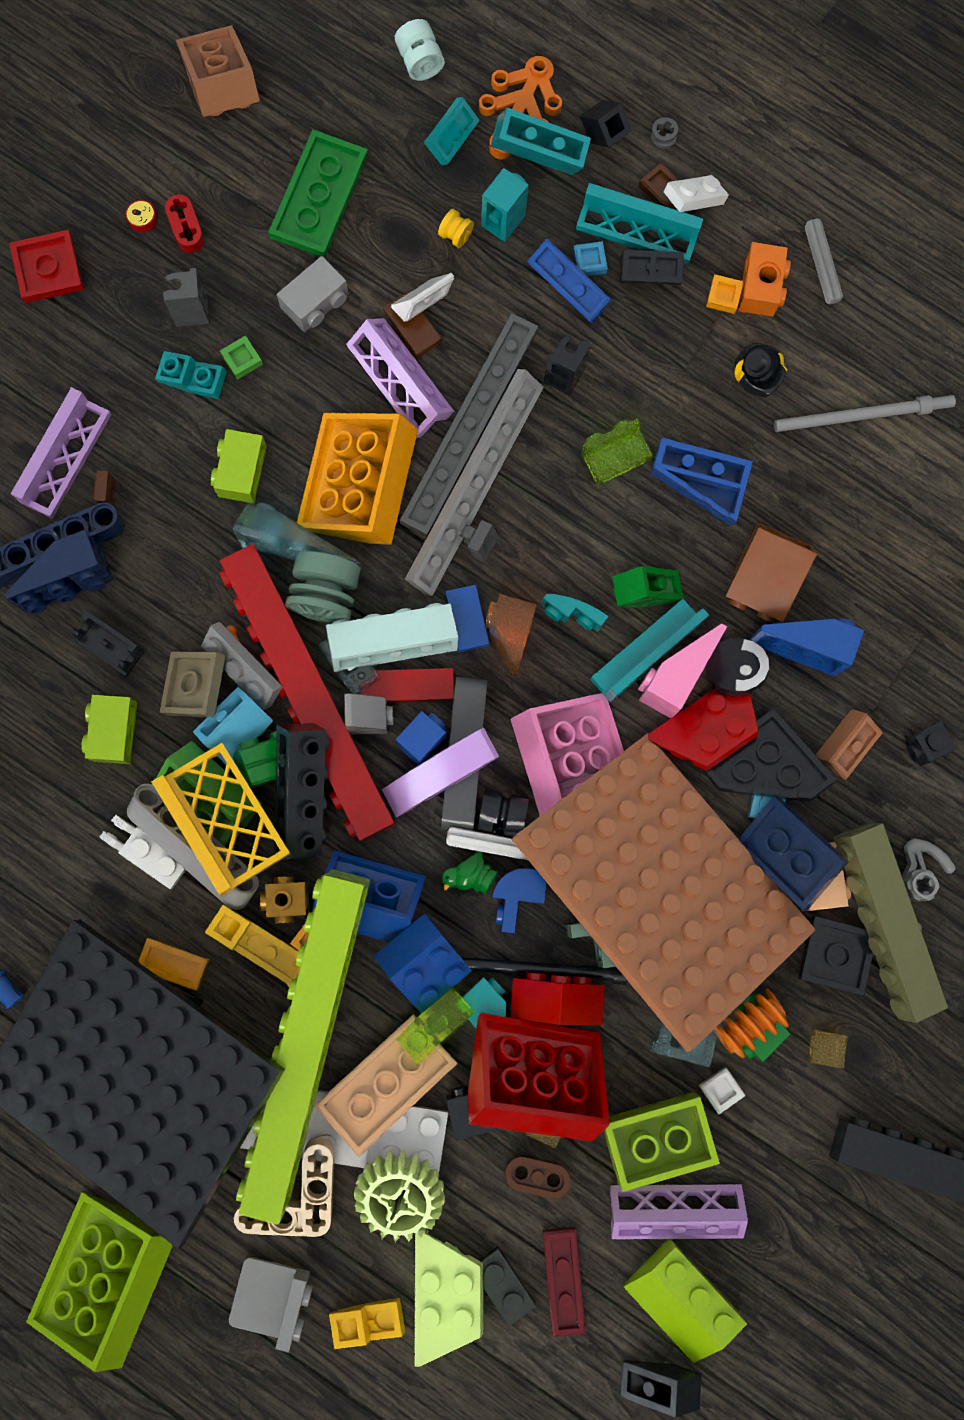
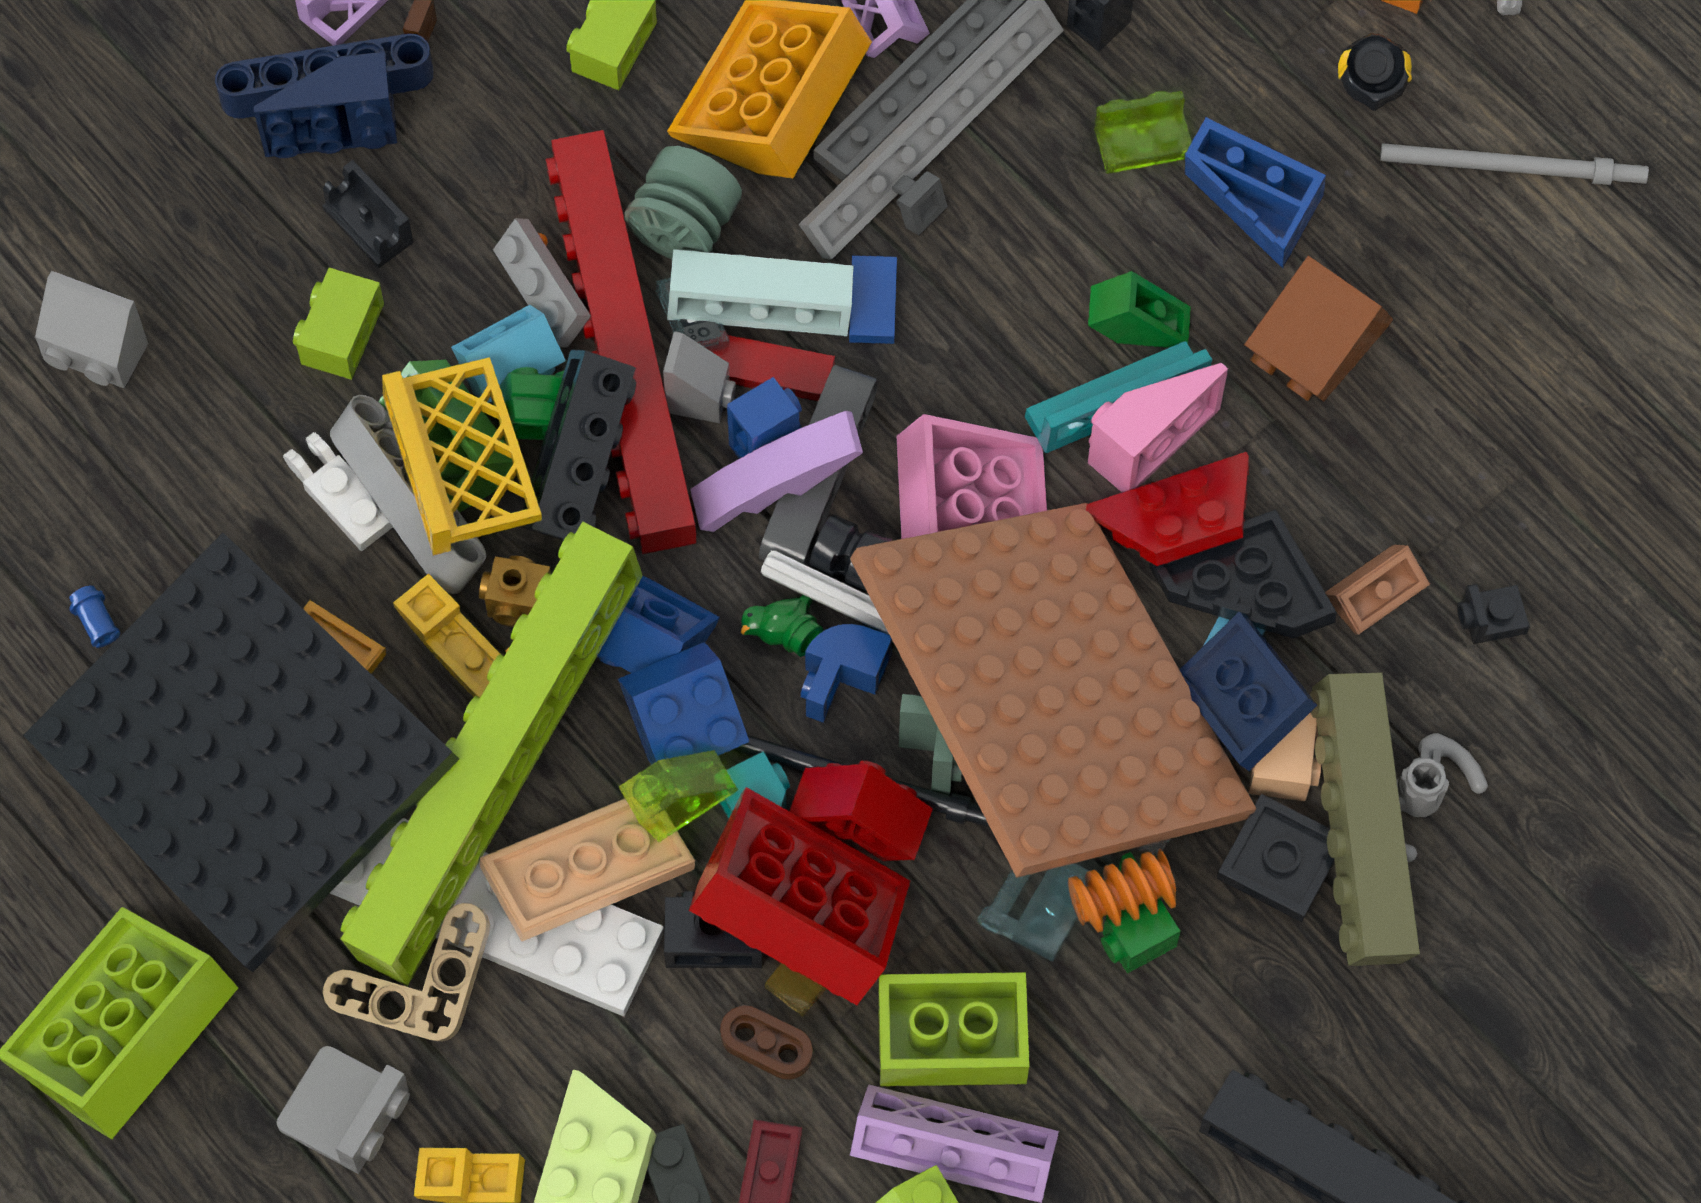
camera: 20 degrees right, 15 degrees down
(192, 684) = (468, 288): dark tan plate -> none
(280, 535) = (635, 125): clear light blue wedge -> none
(385, 1182) = (553, 1024): yellowish green gear -> none
(509, 629) = (930, 316): clear orange slope -> none
(563, 607) = (1017, 313): teal slope -> none
(721, 1090) = (1064, 999): white tile -> none
(737, 667) = (1238, 443): tile -> none
(818, 644) = (1346, 428): blue slope -> none
(828, 1048) = (1234, 981): clear yellow tile -> none

